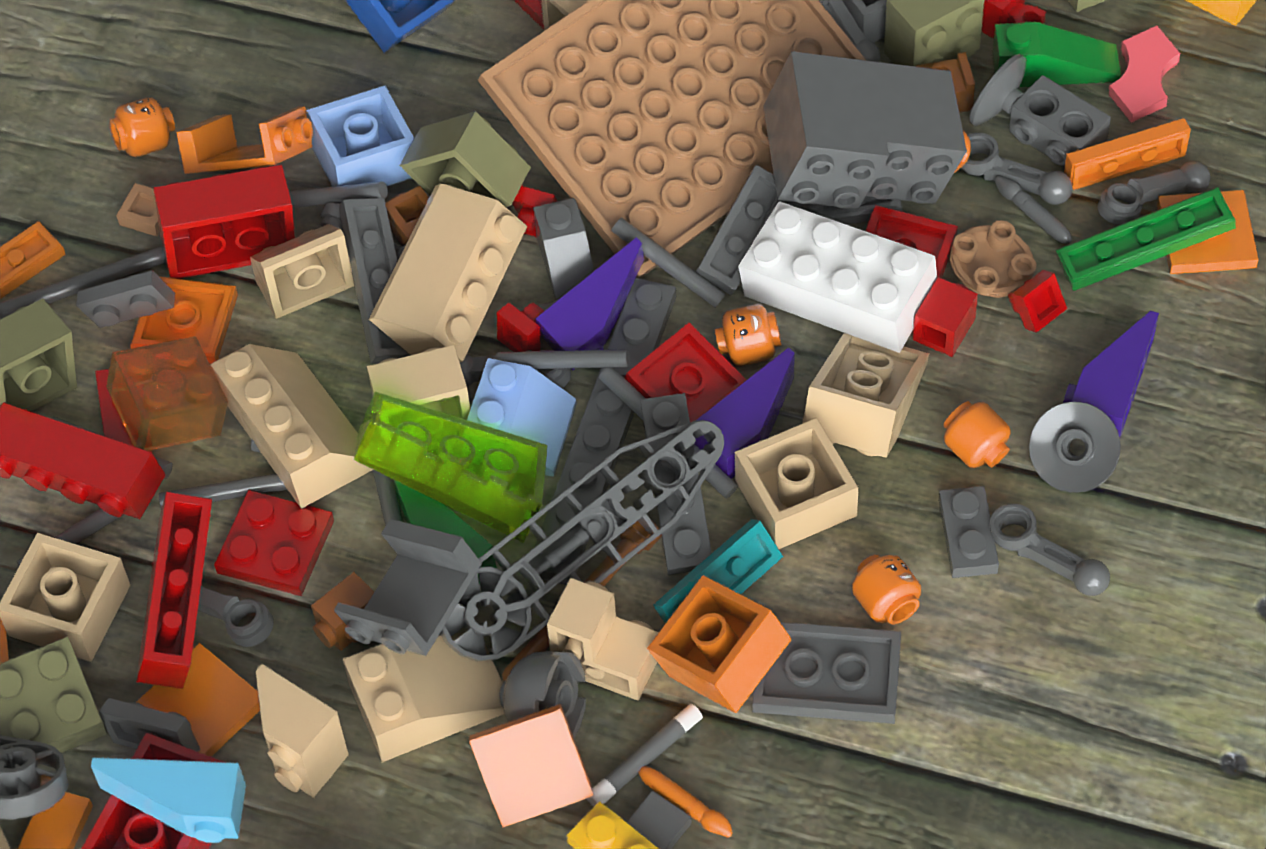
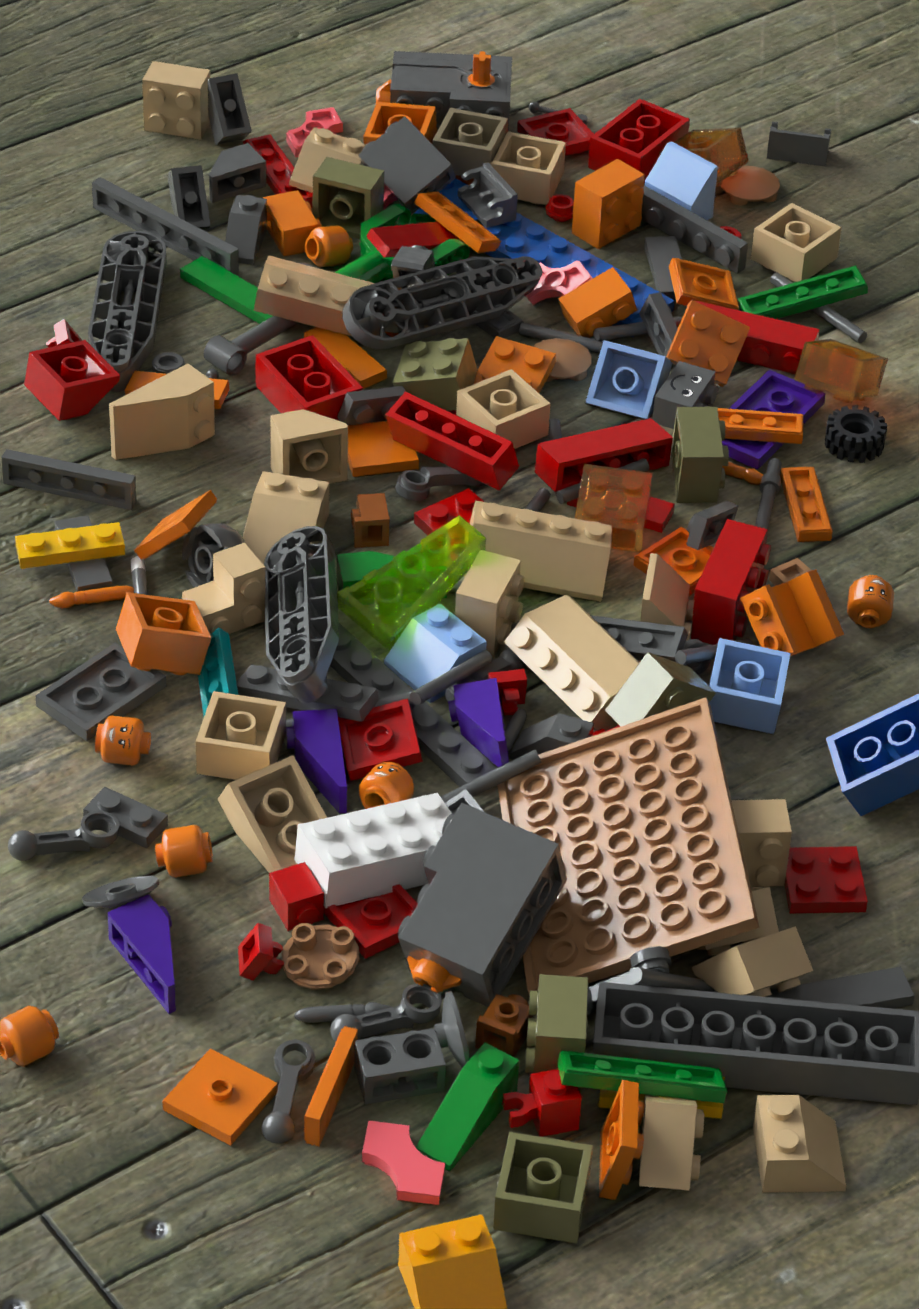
camera: 120 degrees right, 15 degrees down
(189, 796) = (300, 367): medium azure slope -> none
(415, 592) = (326, 508): dark grey panel -> none
(1146, 239) = (244, 1044): green tile -> none

